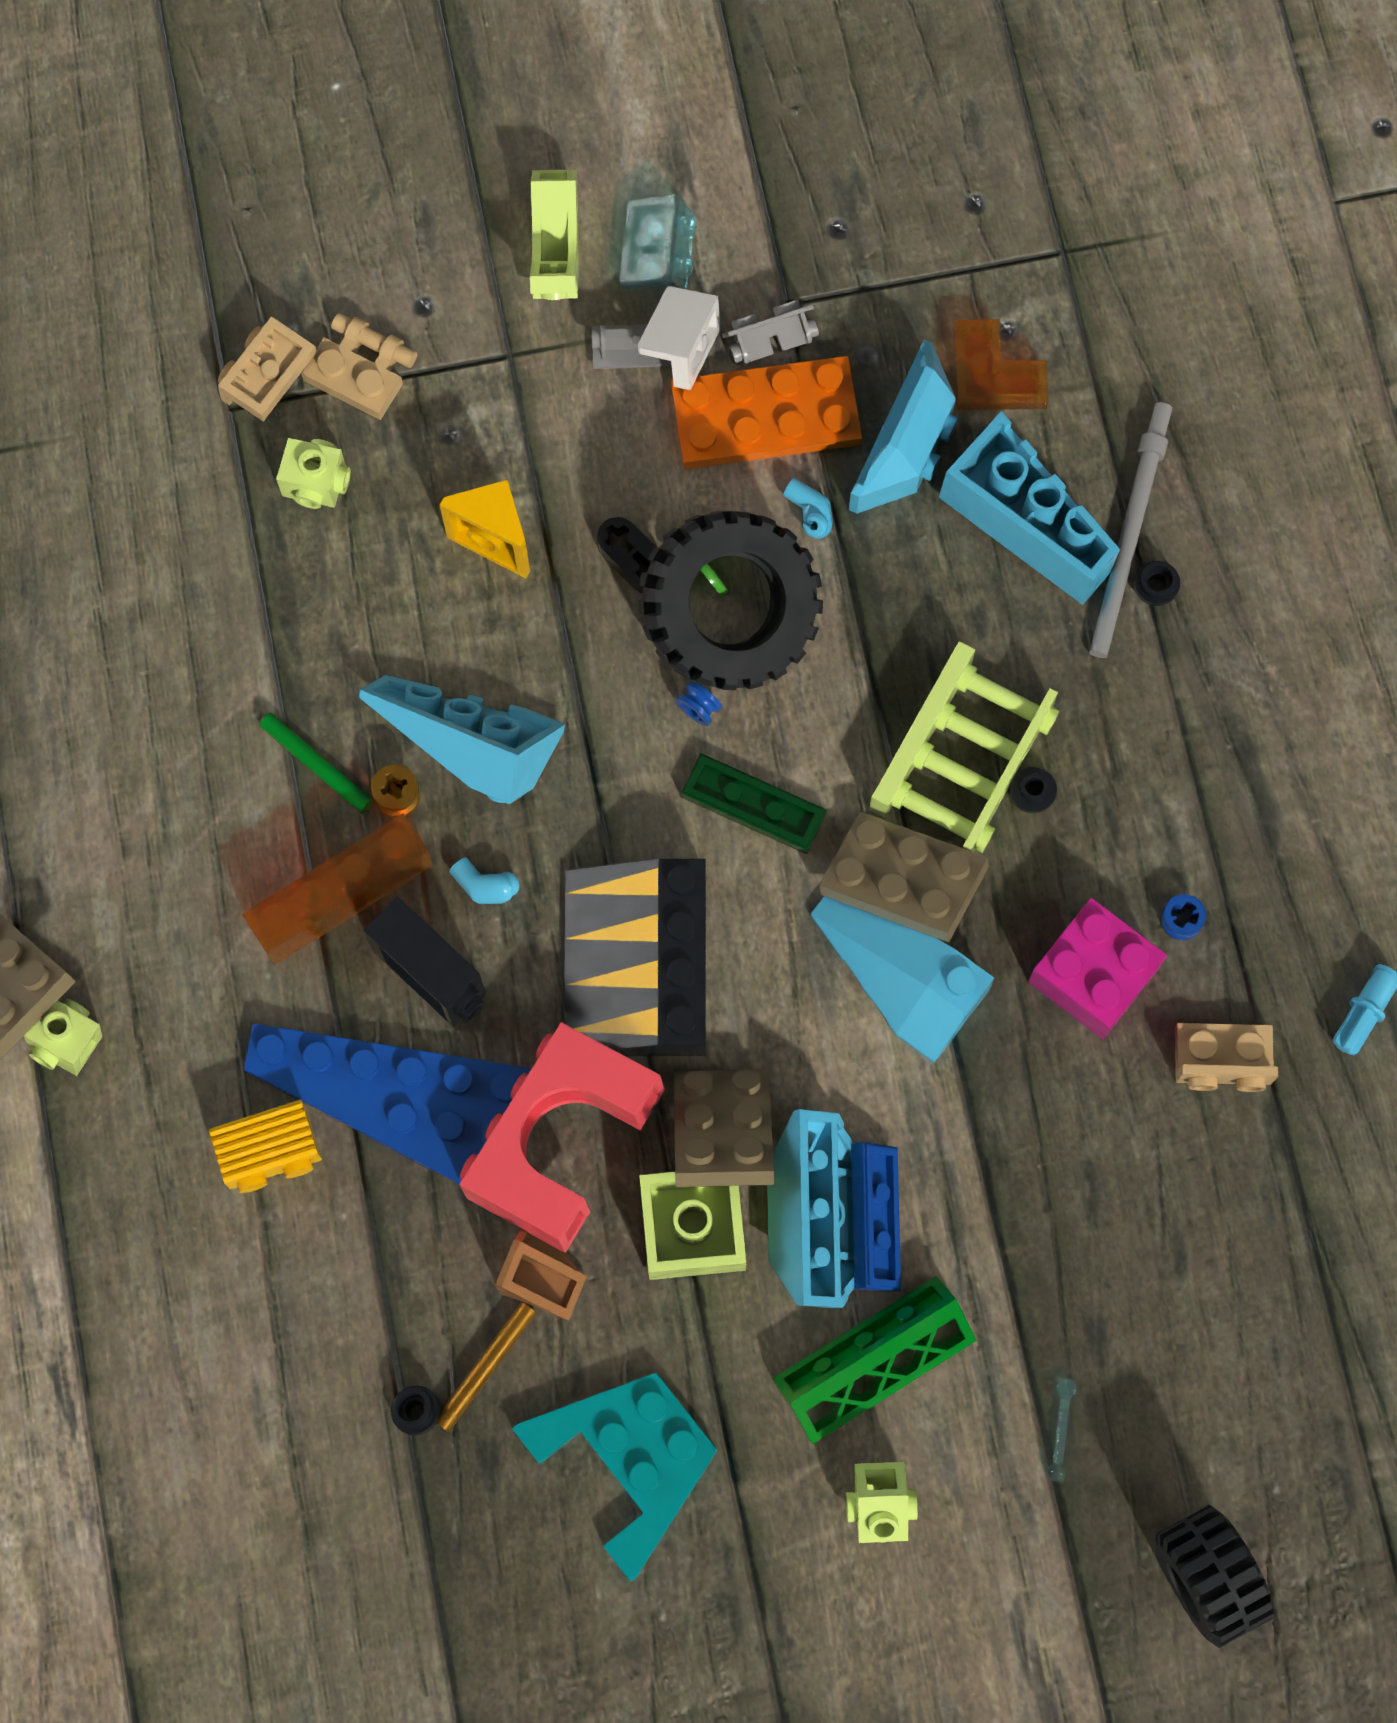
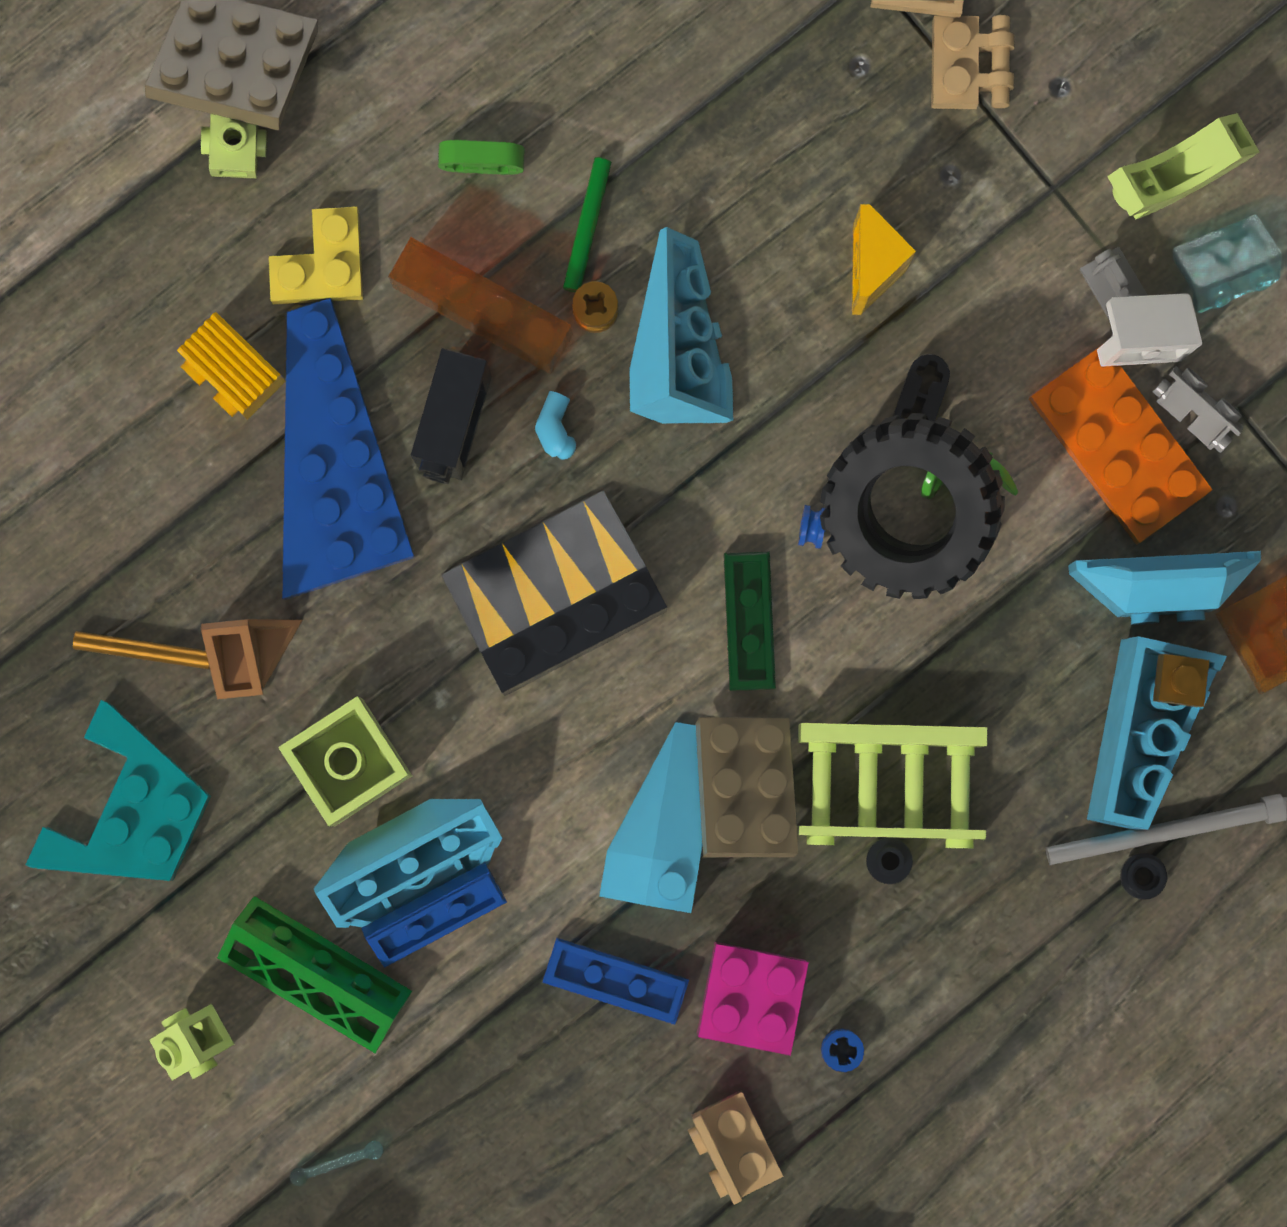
camera: 60 degrees right, 10 degrees up
(201, 822) = (481, 157): none -> bright green beam
(226, 1015) = (328, 273): none -> light yellow plate
(313, 473) = (844, 77): yellowish green brick -> none
(405, 1401) = (70, 600): black plate -> none
(566, 1071) = (302, 578): coral arch -> none
(723, 1128) = (438, 745): dark tan plate -> none
(815, 508) = (1051, 535): medium azure arm -> none
(1003, 455) = (1181, 680): none -> pearl gold plate
(1019, 1086) = (615, 981): none -> blue tile

